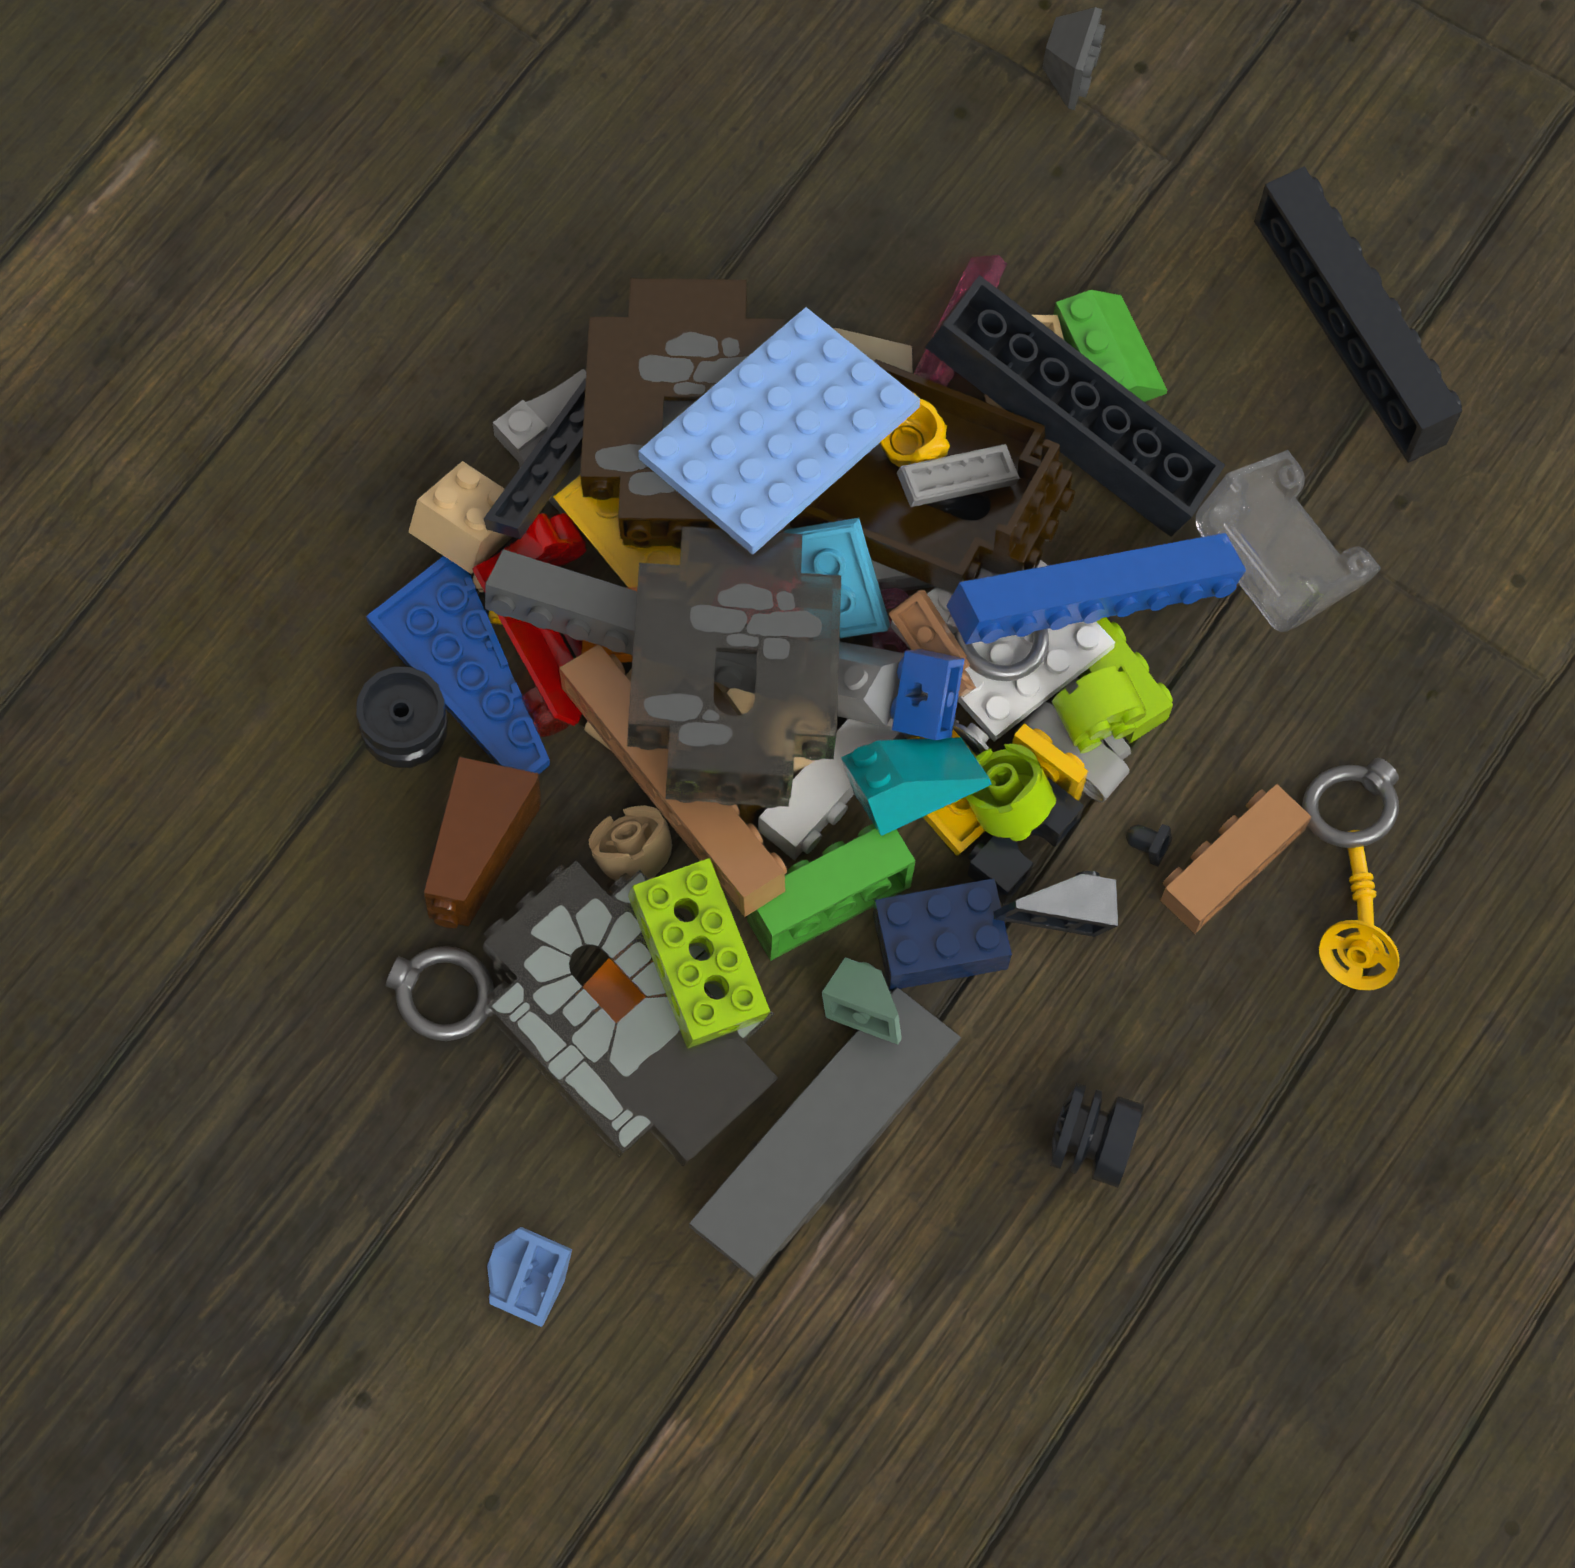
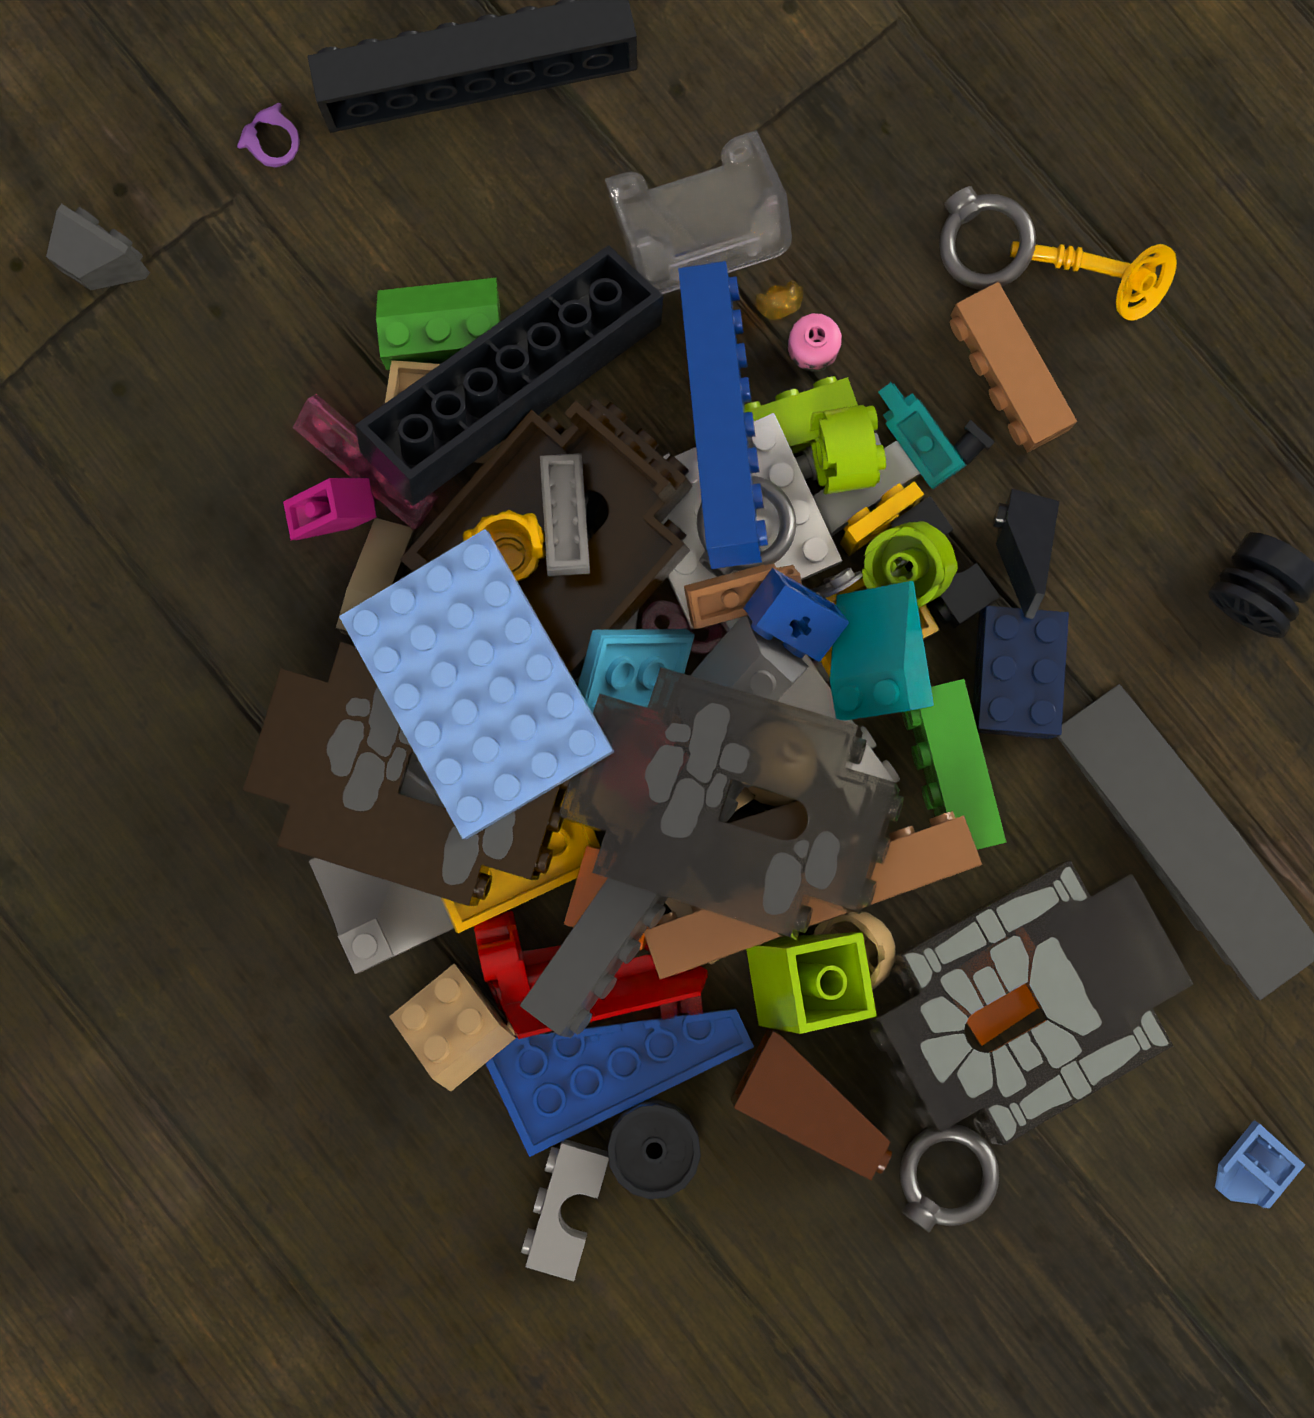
camera: 70 degrees left, 15 degrees up
(295, 654) = (554, 1245): none -> light grey arch
(540, 472) = (427, 935): black plate -> none
(595, 807) = (811, 982): none -> lime slope
(715, 931) = (1066, 894): lime brick -> none
(862, 1000) = (1070, 768): sand green slope -> none
(908, 304) = (330, 507): none -> dark pink slope
(1140, 790) = (920, 436): none -> teal hinge
(1198, 672) = (807, 352): none -> bright pink head
(1228, 635) = (780, 300): none -> clear yellow plate
(1250, 169) = (274, 117): none -> medium lavender piece

